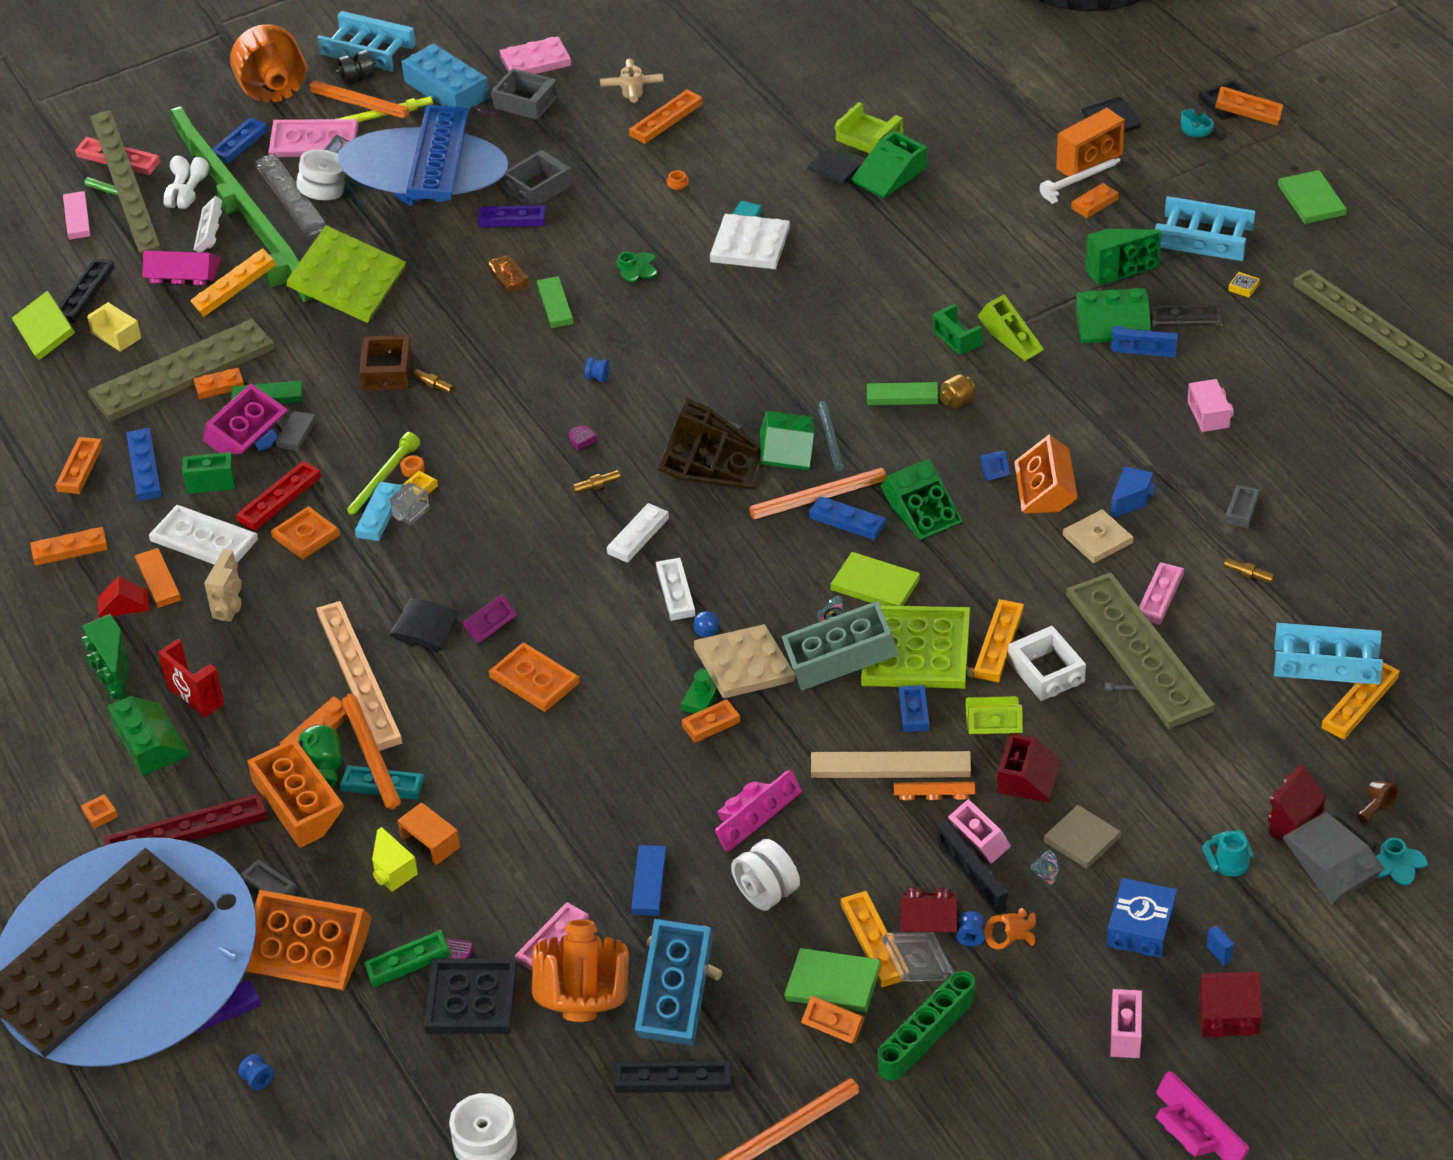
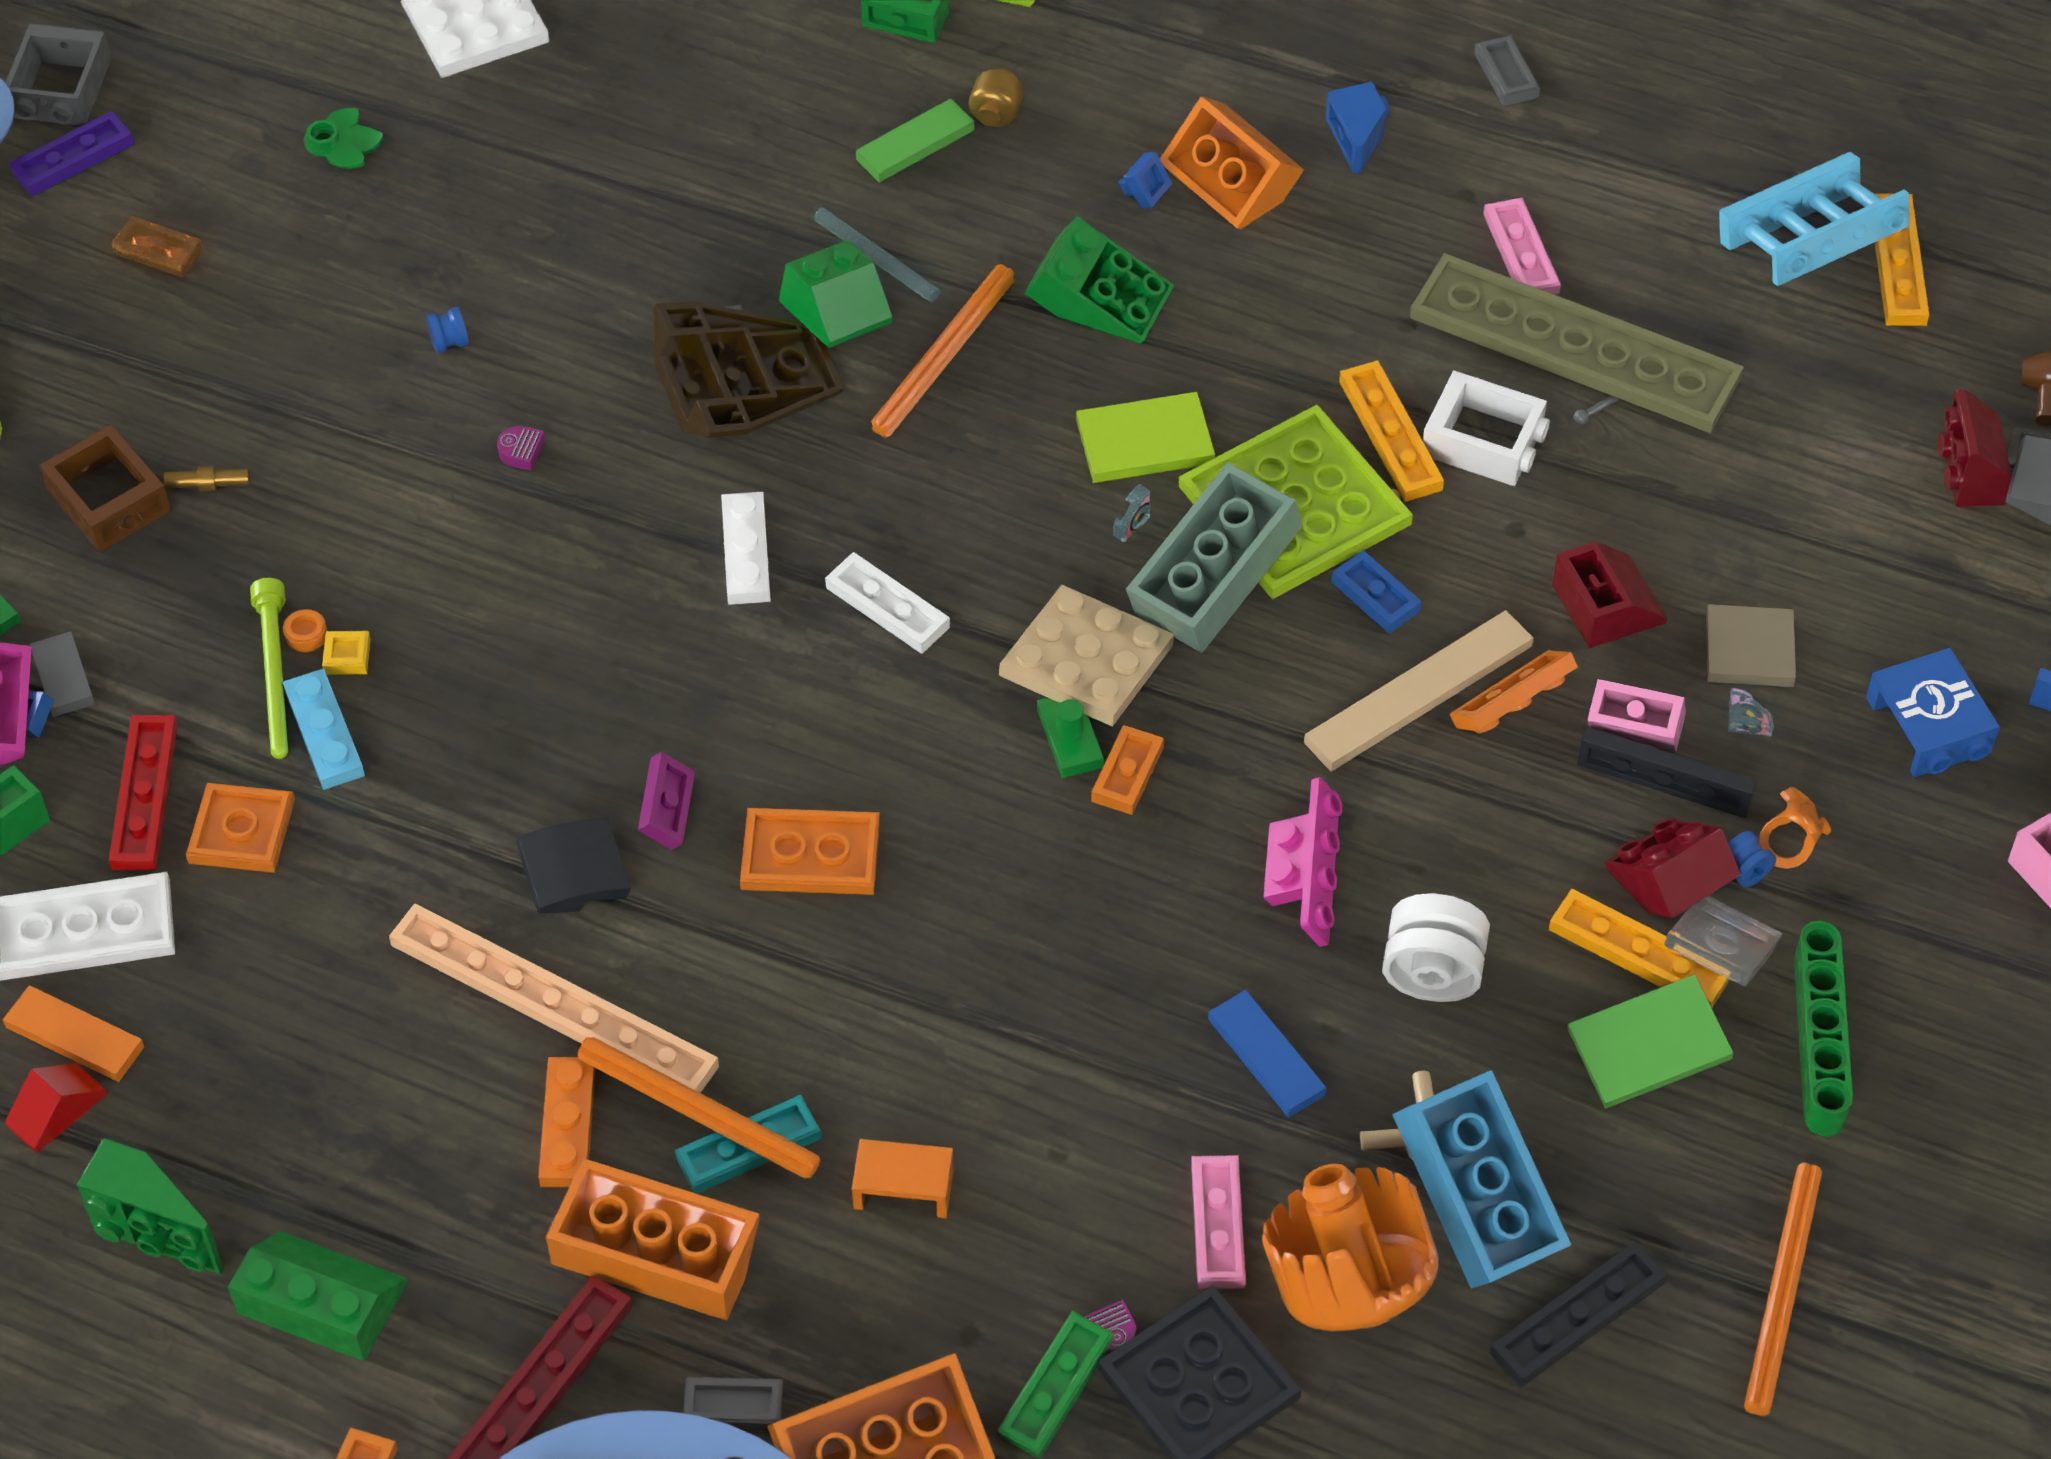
camera: 40 degrees left, 10 degrees up
(198, 690) = (311, 1176): red panel -> none
(223, 587) = (225, 987): tan plate -> none
(324, 750) = (629, 1144): green piece -> none
(392, 861) = (888, 1253): neon yellow slope -> none
(409, 503) = (367, 691): clear brick -> none
(555, 302) = (271, 257): bright green tile -> none
(596, 482) = (612, 504): pearl gold bar -> none
(706, 624) = (978, 631): blue piece -> none
(833, 1019) = (1702, 1096): orange plate -> none
(847, 518) = (1017, 364): blue plate -> none
(993, 715) = (1502, 548): lime panel -> none
(1098, 536) = (1369, 210): tan plate -> none
(1231, 855) = (1950, 559): teal piece -> none
(1249, 570) = (1602, 156): pearl gold bar -> none

